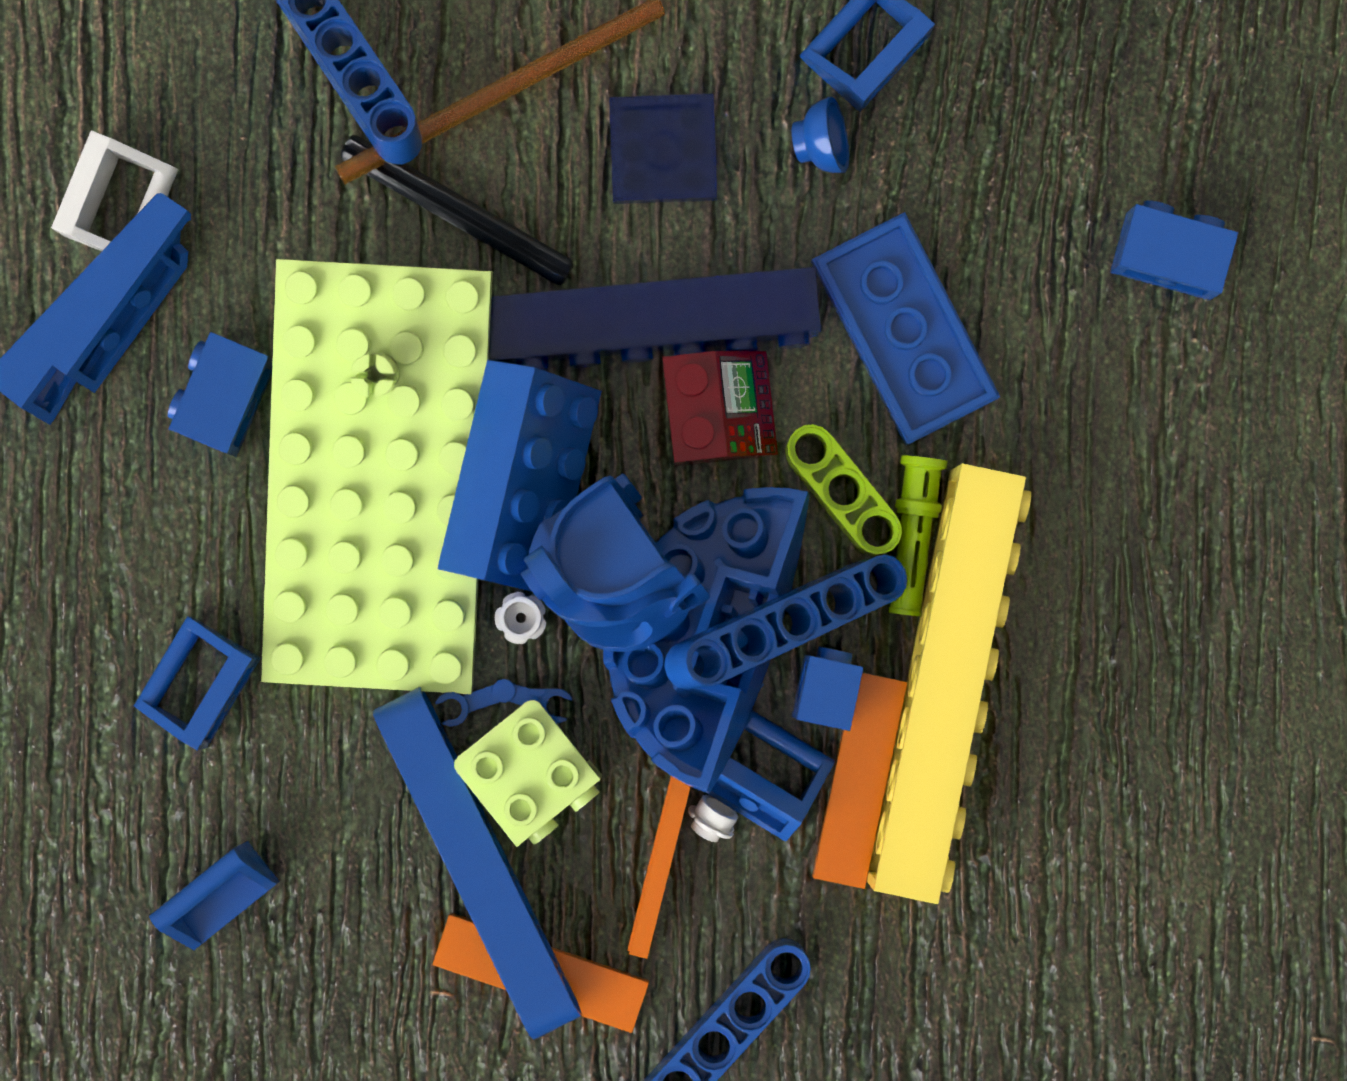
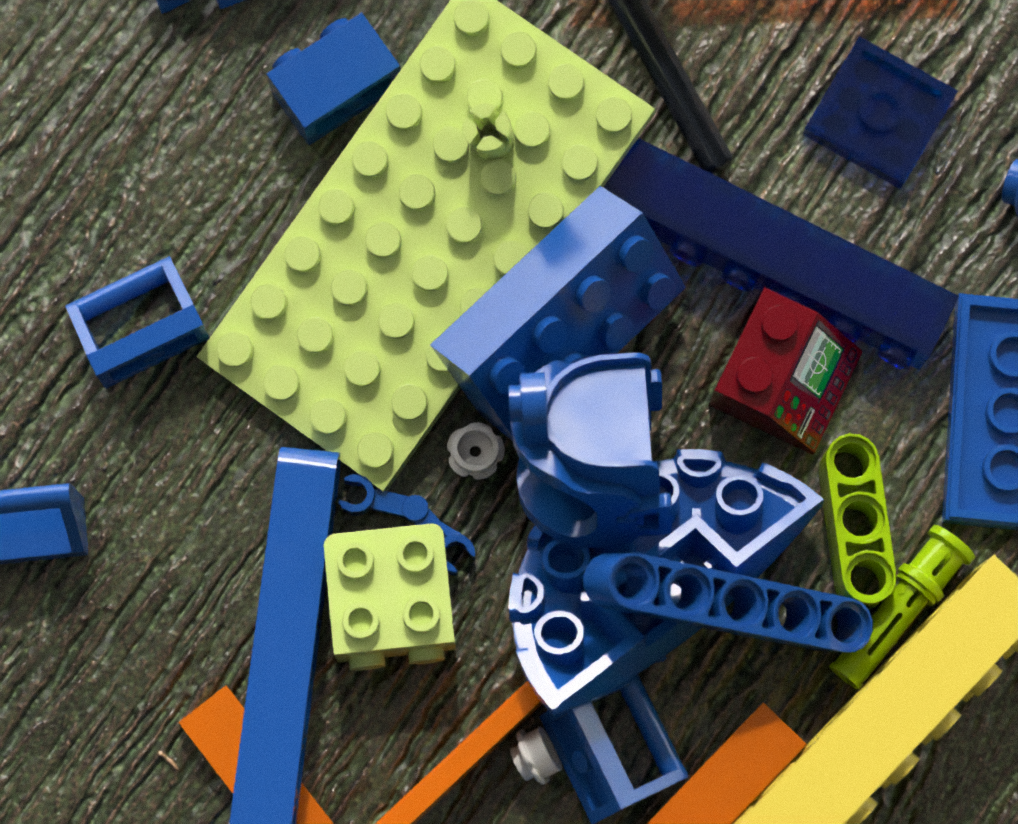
camera: 30 degrees right, 10 degrees down
(827, 689) = (727, 695): blue brick -> none

